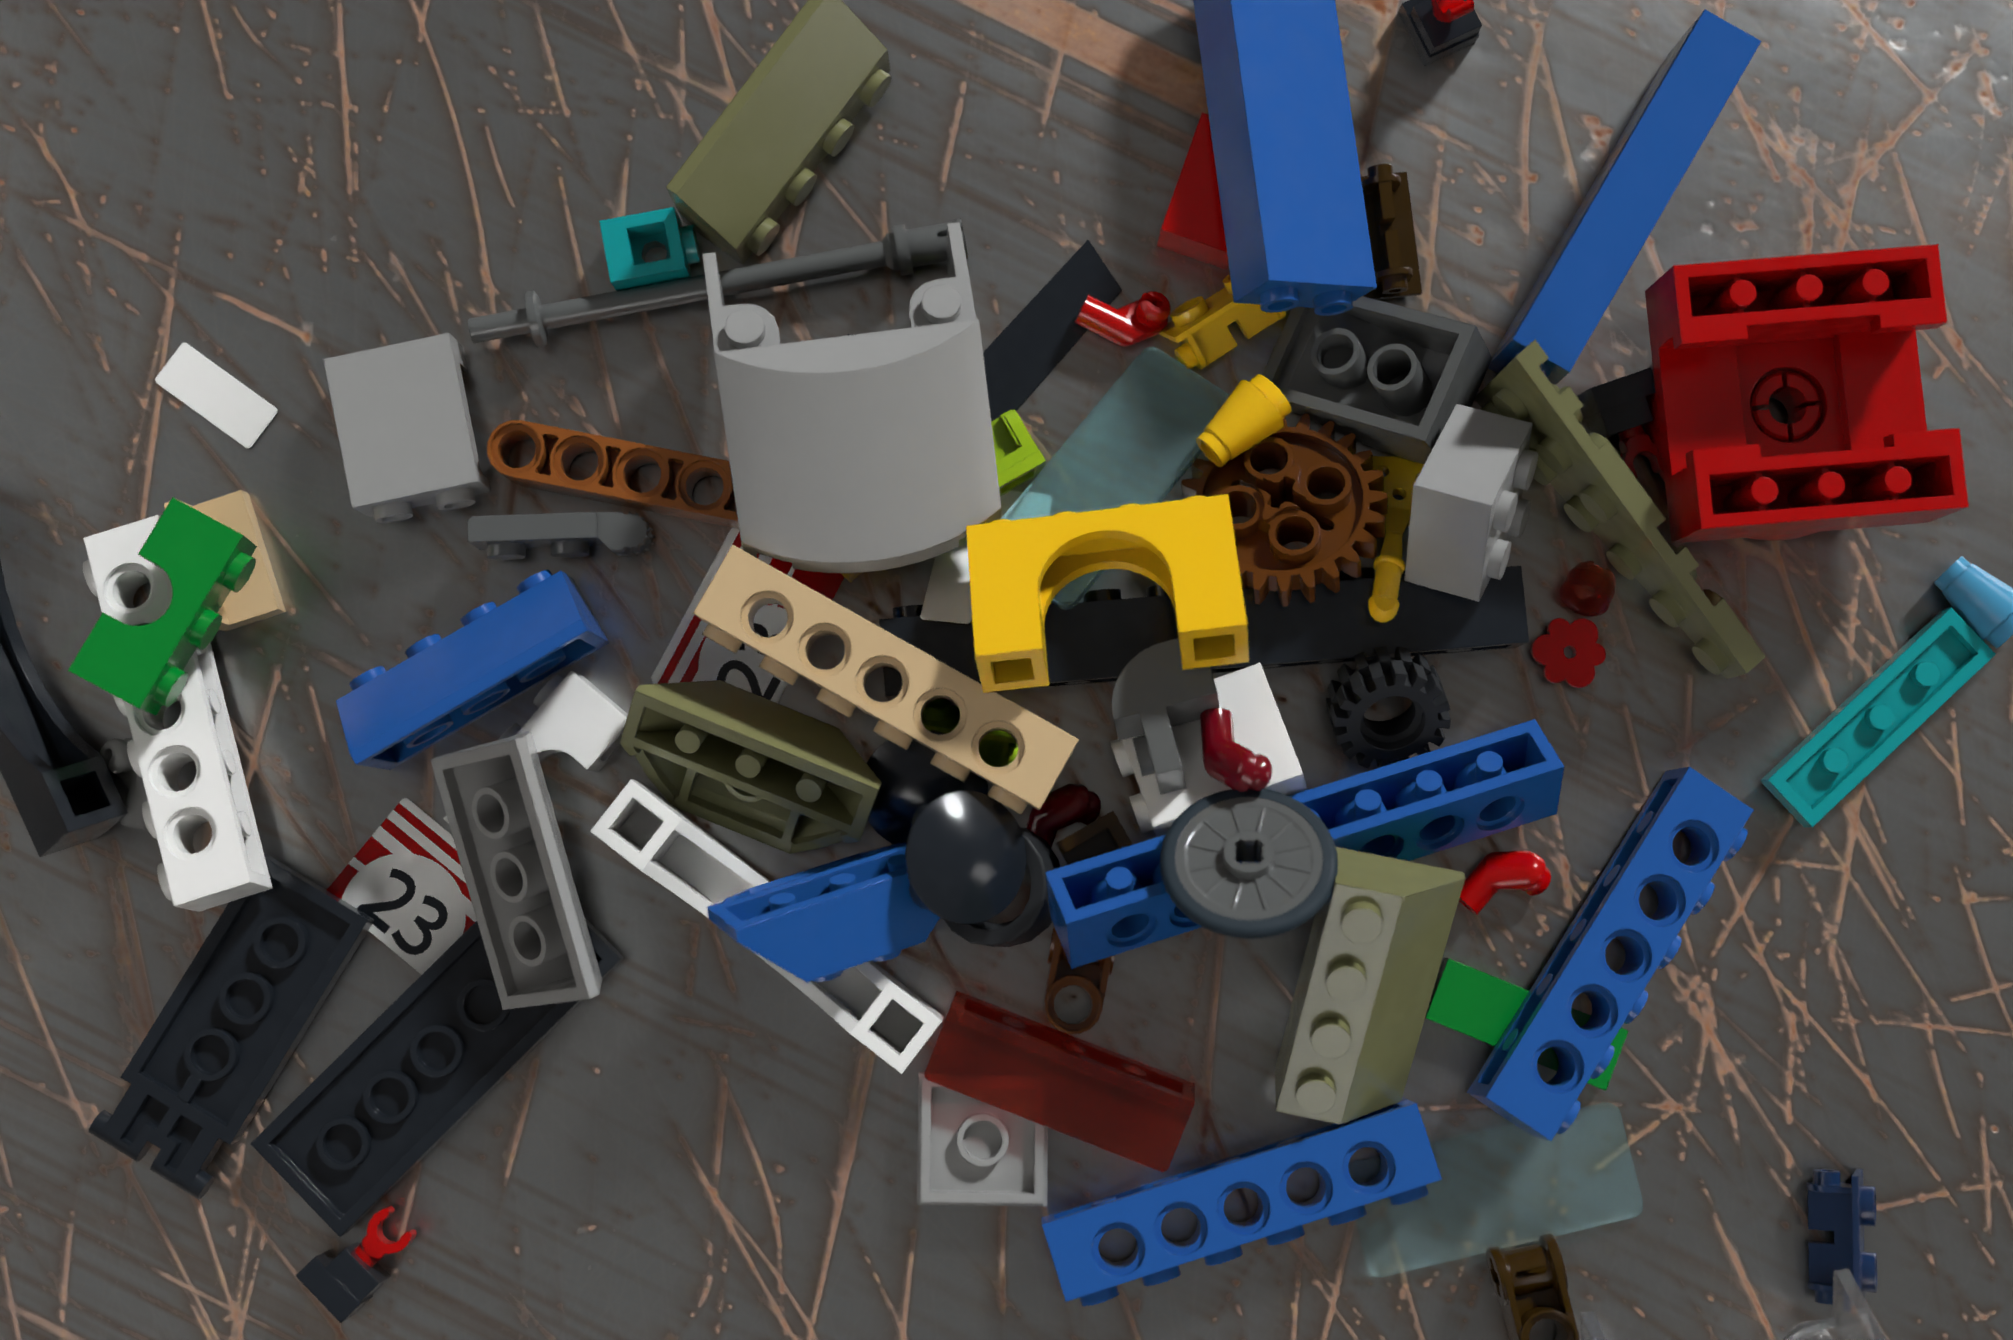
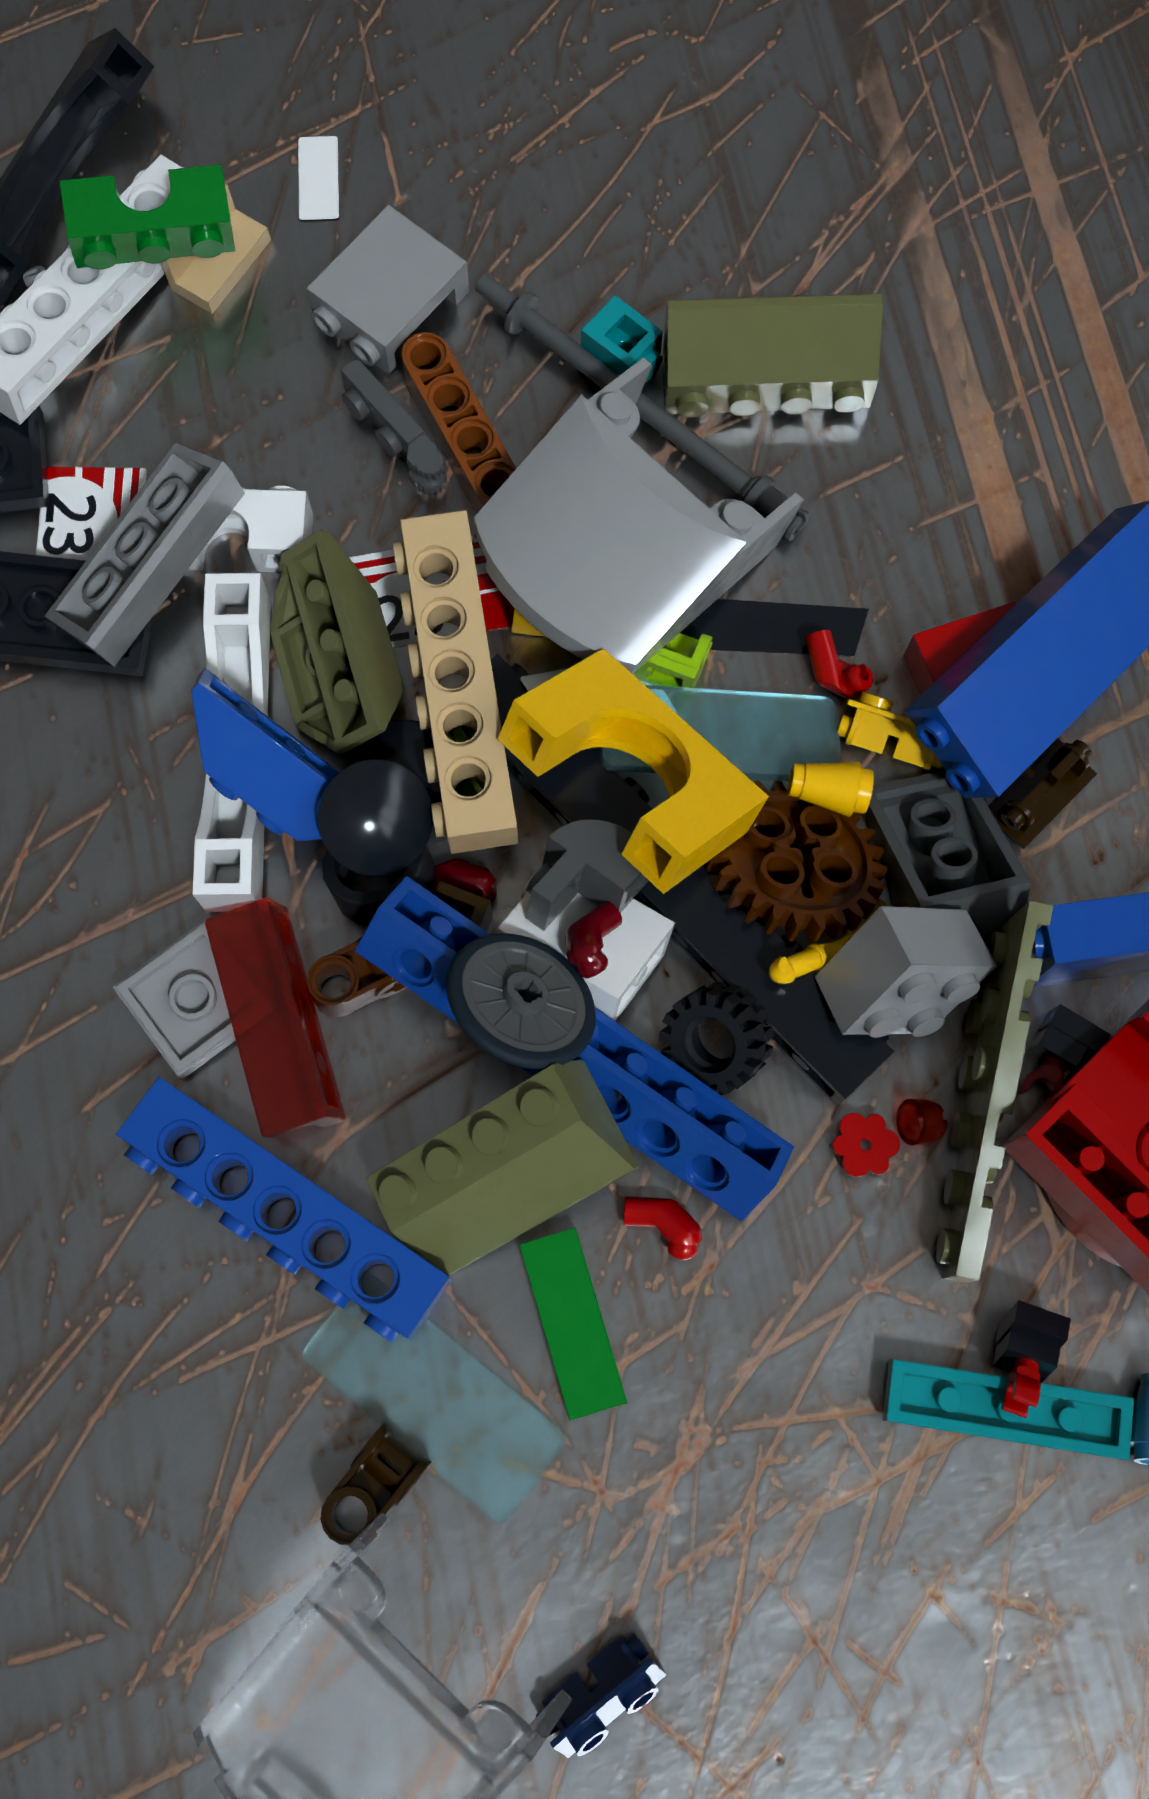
camera: 50 degrees right, 10 degrees down
(469, 671) = (257, 437): blue slope -> none
(1612, 910) = (824, 1311): blue brick -> none
(1848, 657) = (1029, 1349): none -> black piece

